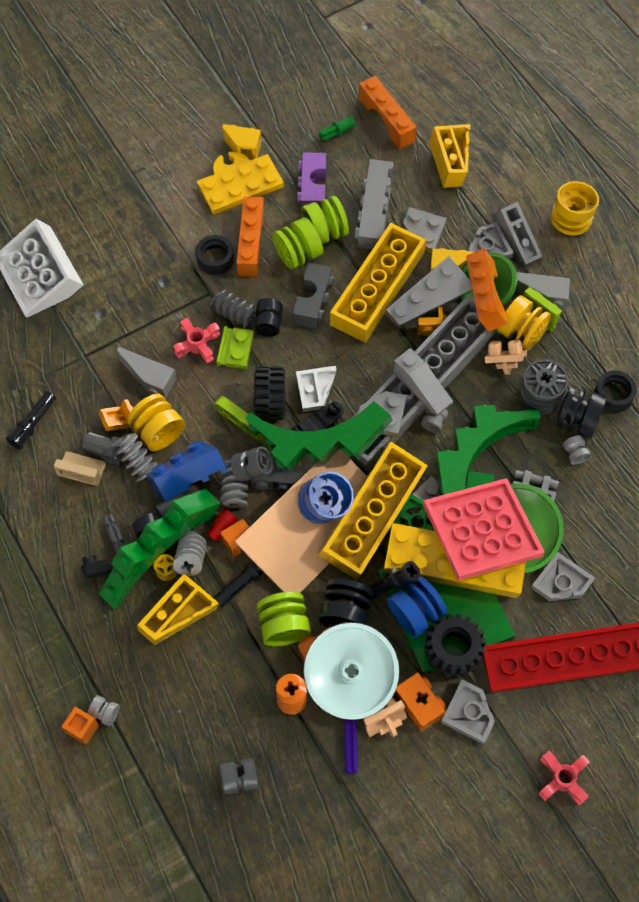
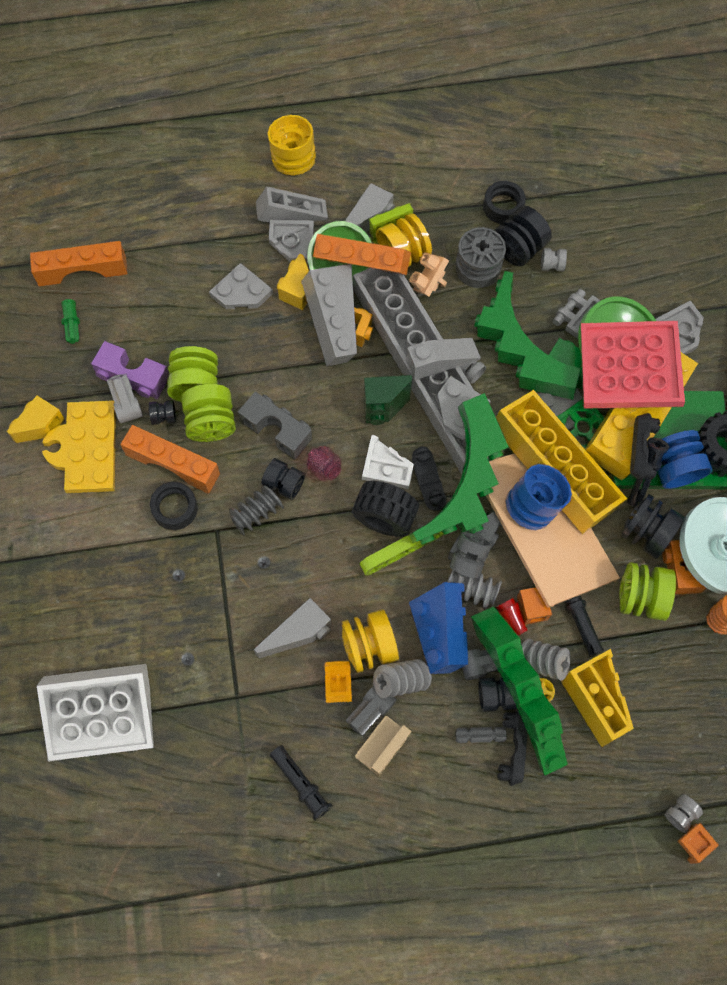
camera: 70 degrees left, 5 degrees up
(196, 333) = (296, 560): coral pin -> none
(235, 347) = (301, 528): lime plate -> none
(282, 190) = (125, 405): none -> light grey piece
(286, 214) = (162, 412): none -> black wheel
(295, 341) = (324, 463): none -> clear pink head
(369, 359) = (385, 397): none -> dark green slope
(374, 203) = (194, 320): light grey wedge -> none
(377, 282) = (292, 355): yellow brick -> none
(426, 555) = (639, 458): none -> black piece
(451, 153) = (168, 226): yellow wedge -> none

